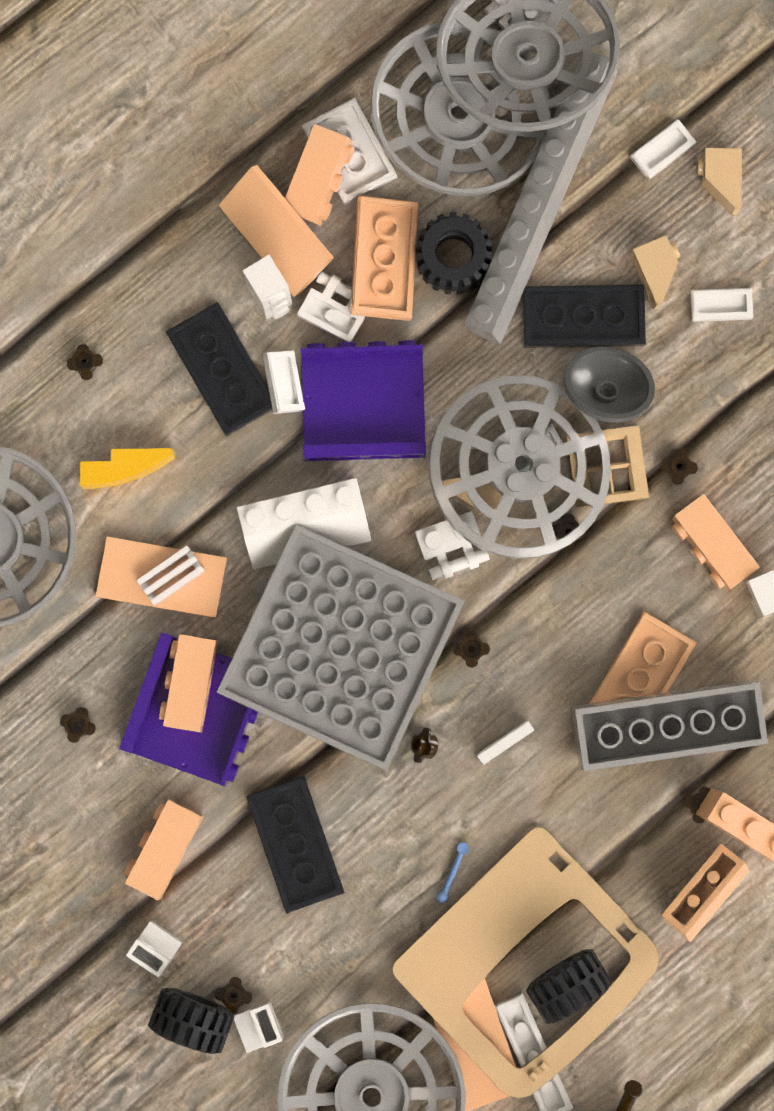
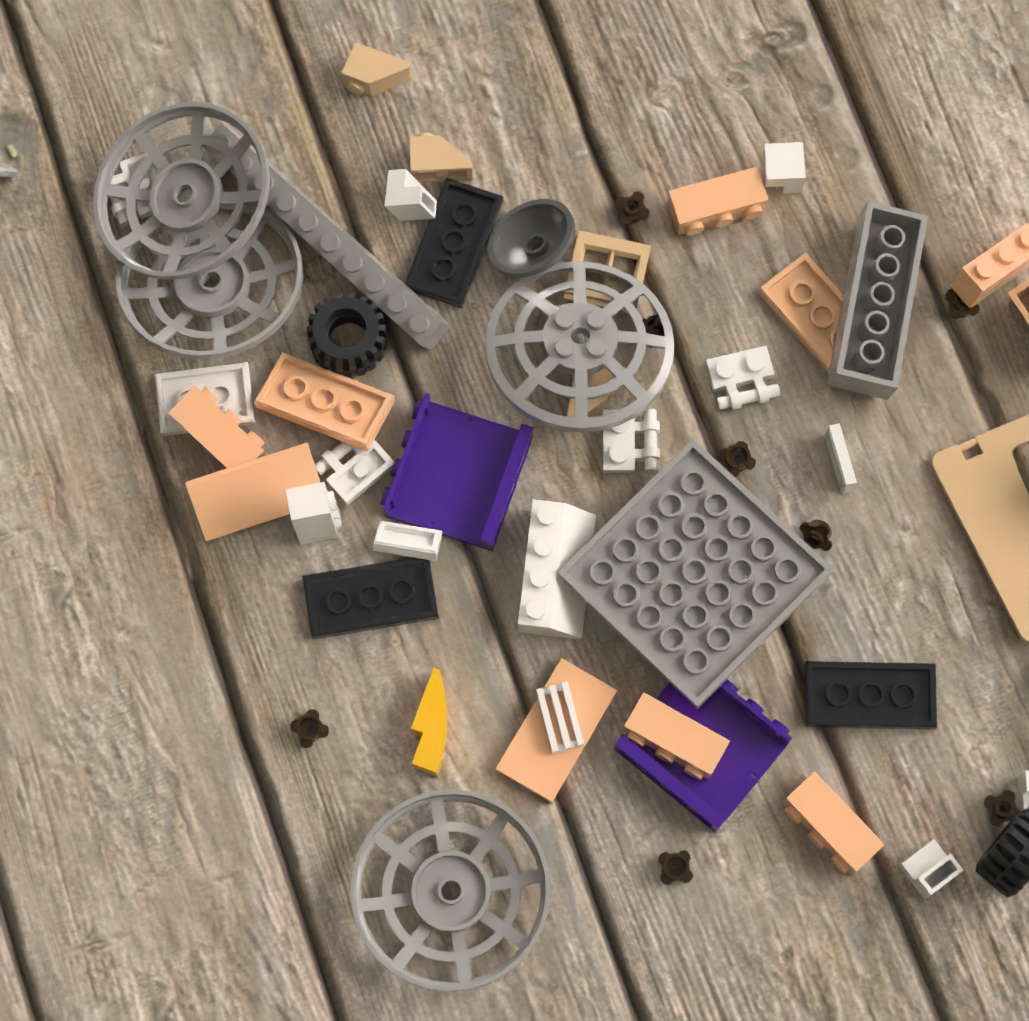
camera: 70 degrees left, 10 degrees down
(462, 849) = (929, 538): medium blue hinge -> none
(558, 621) = (742, 369): none -> white plate
(606, 254) = (407, 197): none -> white piece
(663, 149) = (324, 116): white tile -> none
(721, 304) = (492, 118): white tile -> none

